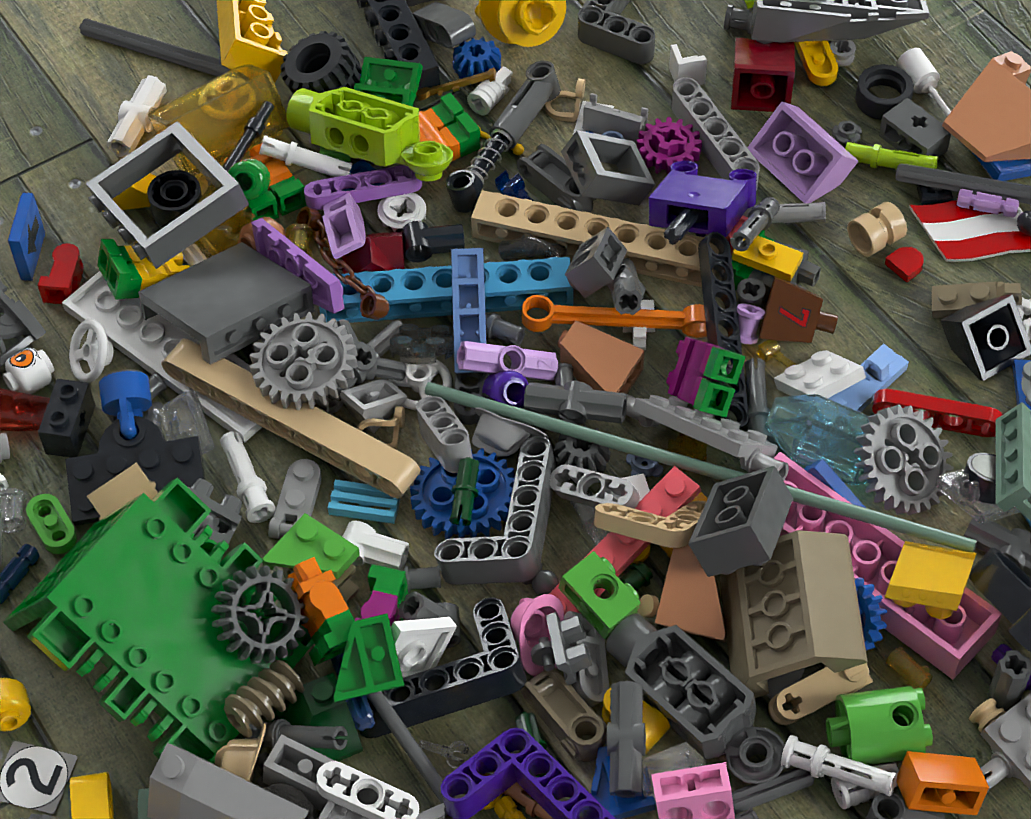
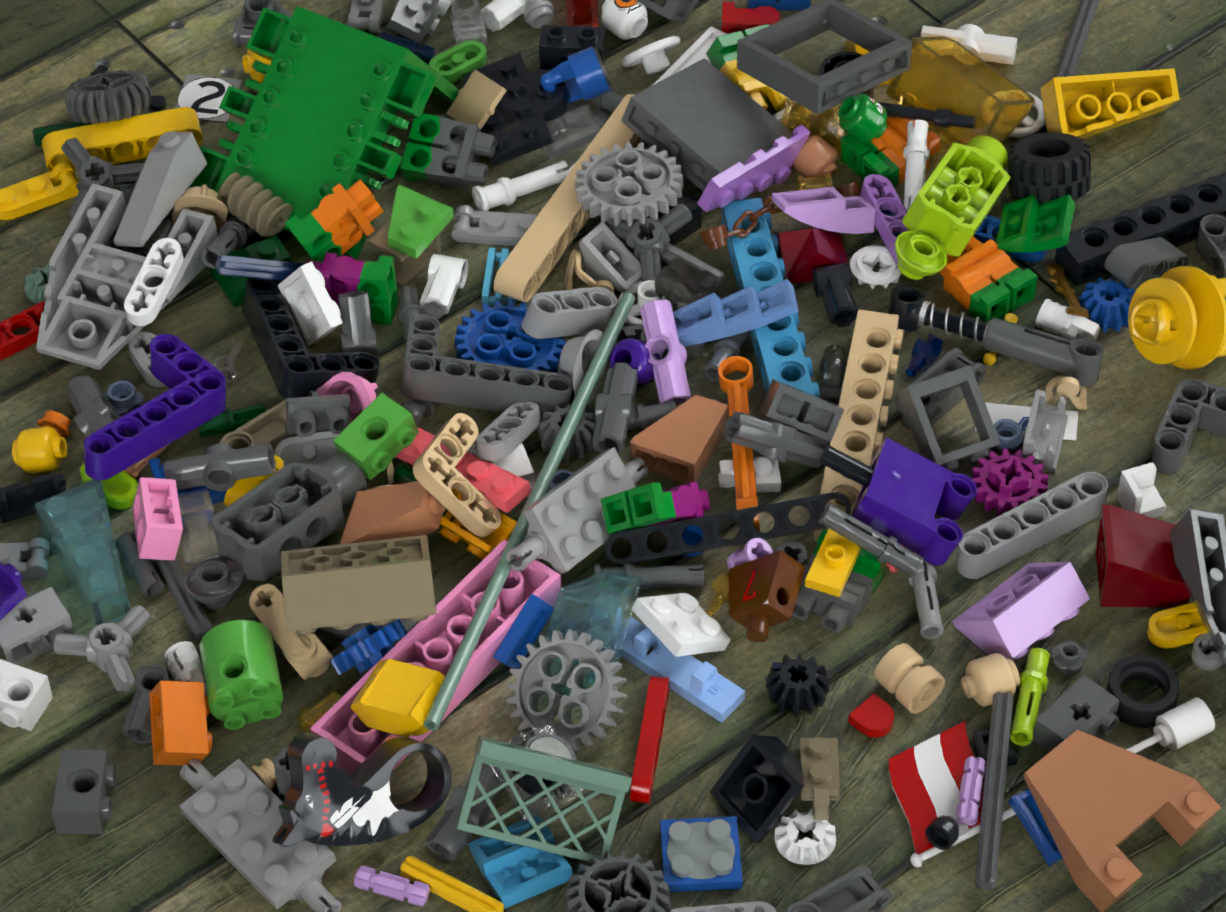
camera: 85 degrees right, 5 degrees down
(265, 586) = (312, 163): dark grey gear -> none
(368, 660) = (277, 254): green wing -> none
(407, 742) = (231, 308): dark grey bar -> none
(464, 491) = (491, 326): dark green axle -> none
(741, 522) = (443, 519): dark grey brick -> none
(820, 758) = (198, 622): white pin -> none
(877, 178) = (988, 676): none -> tan head
(879, 305) = (797, 684): none -> black gear

